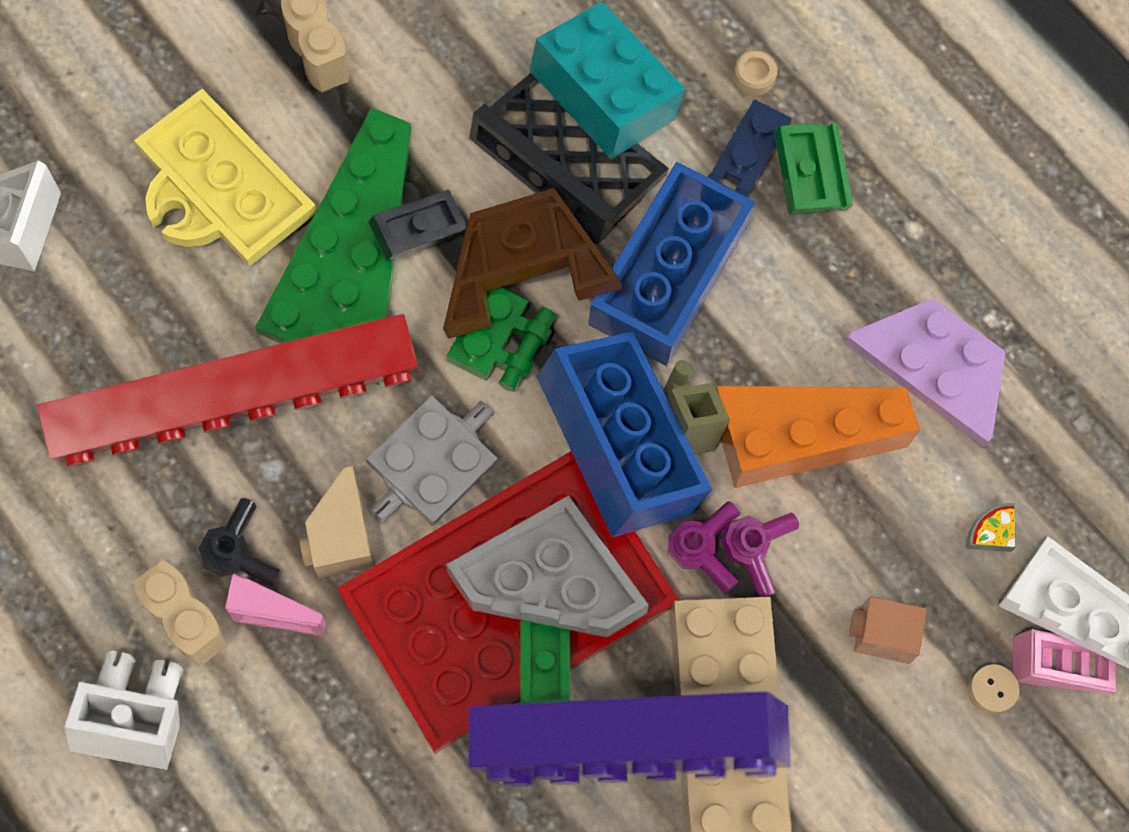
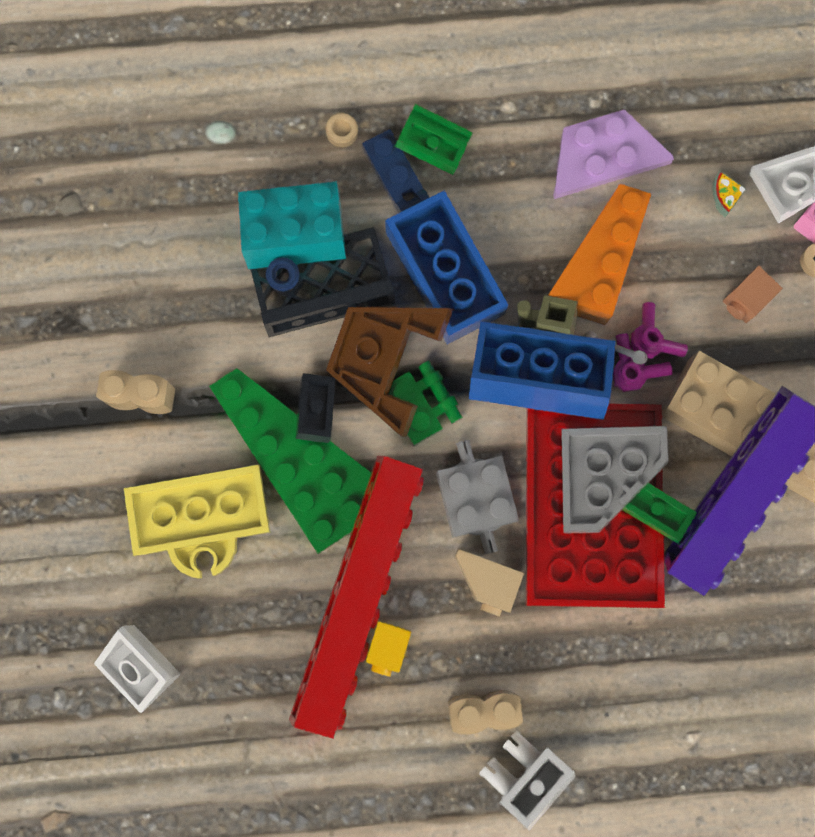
camera: 55 degrees left, 10 degrees up
(192, 463) = (388, 648): none -> yellow brick
(226, 550) = (456, 659): black piece -> none
(260, 606) = (511, 657): bright pink slope -> none
(540, 91) = (275, 266): none -> dark blue plate
(715, 535) = (638, 357): none -> light grey hinge

